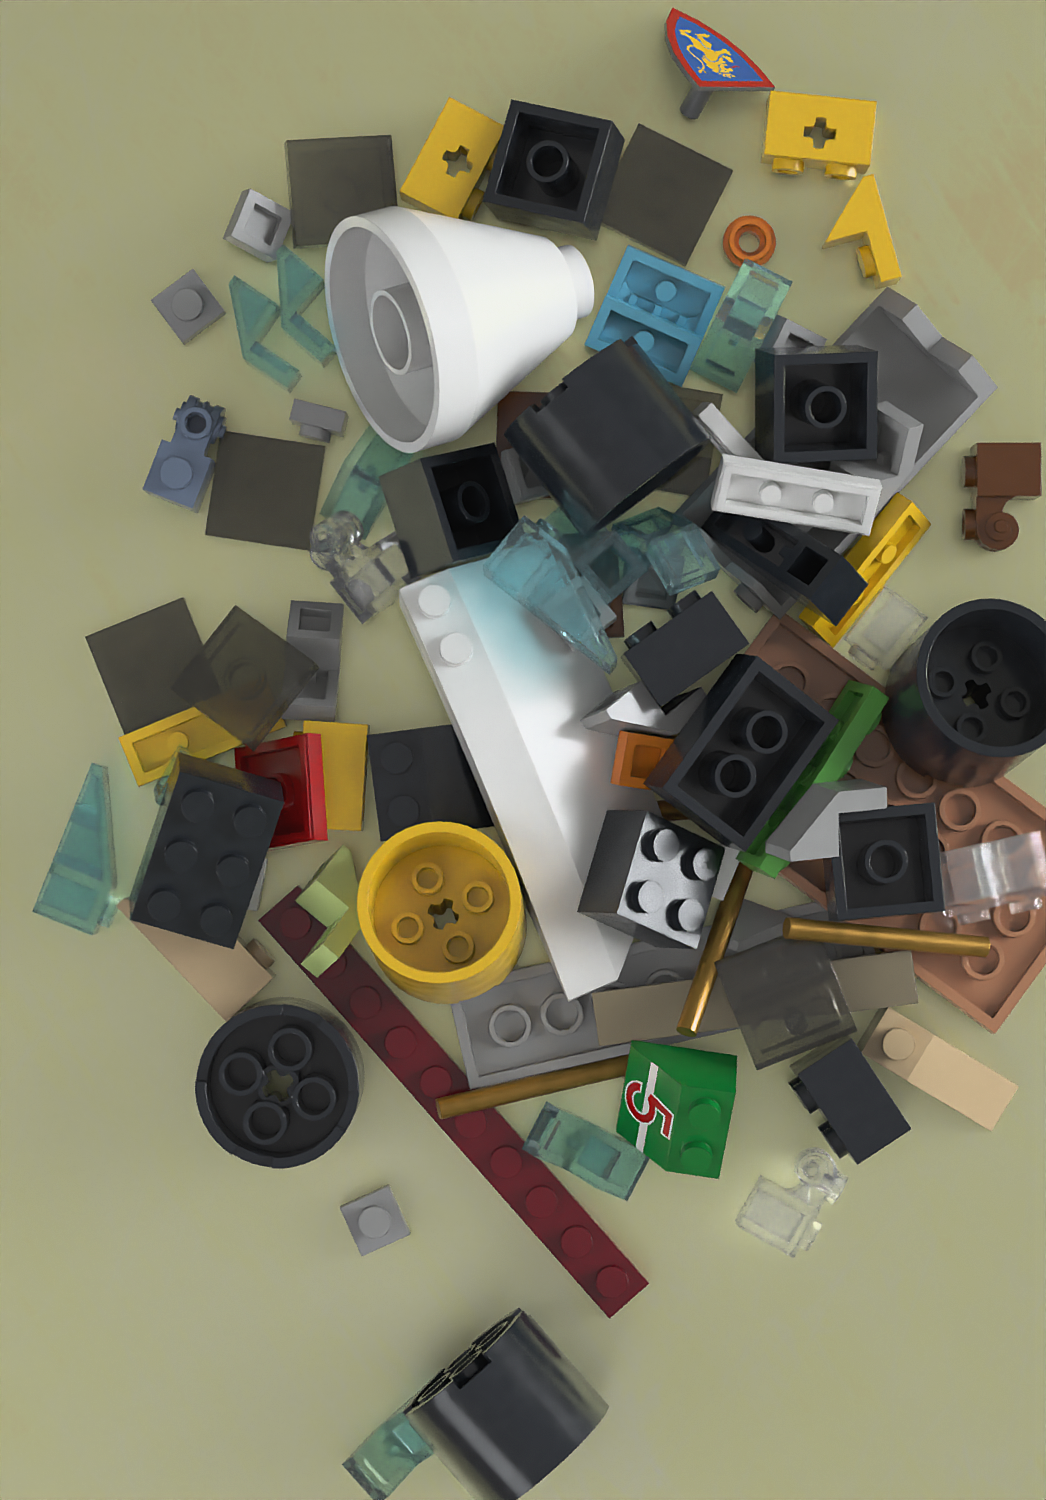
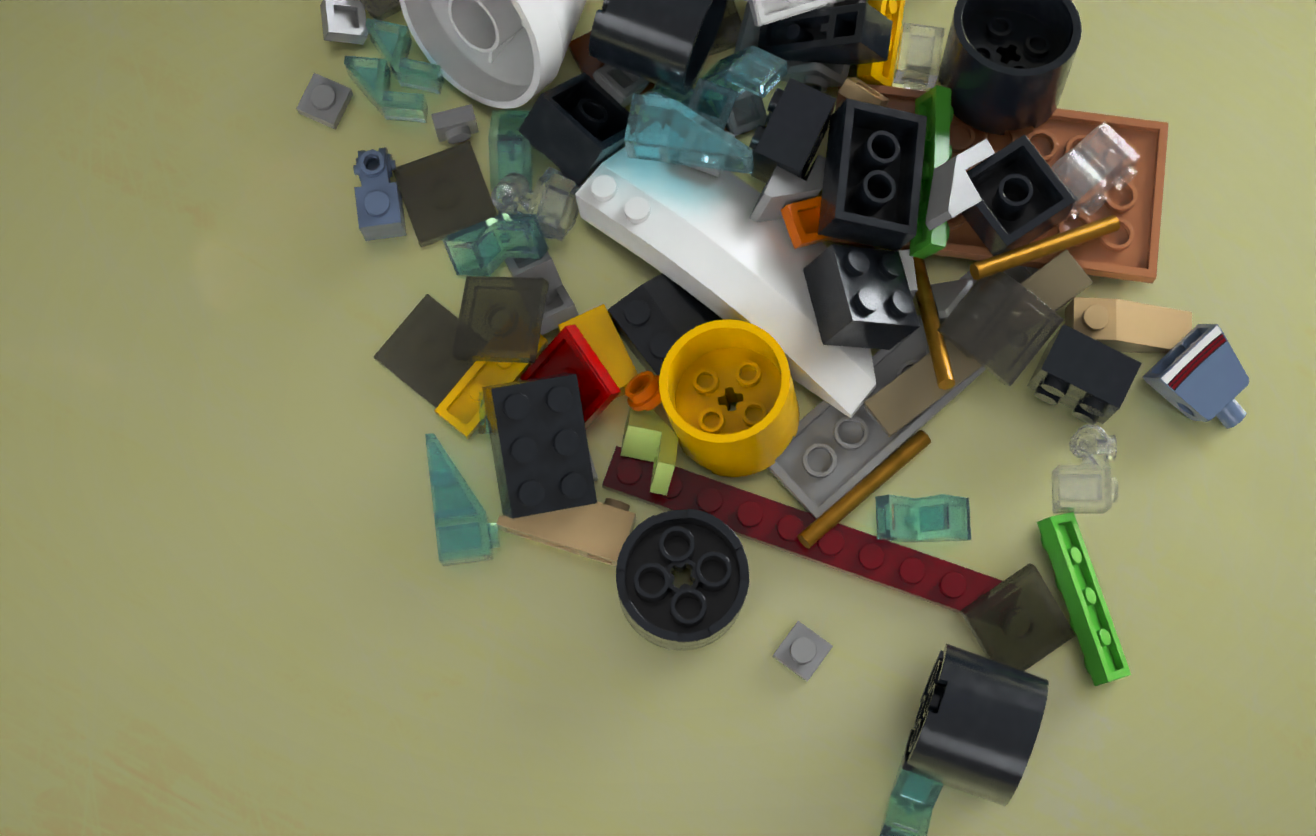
camera: 30 degrees left, 10 degrees down
(276, 579) = (487, 244): none -> clear light blue slope
(353, 850) = (643, 391): none -> orange plate
(622, 1321) = (1018, 620): none -> clear smoke tile
(678, 1106) = (969, 447): green slope -> none
(709, 1335) = (1083, 598): none -> bright green plate
(787, 647) = (858, 90): none -> tan tile
(981, 1168) = (1202, 377): none -> sand blue torso

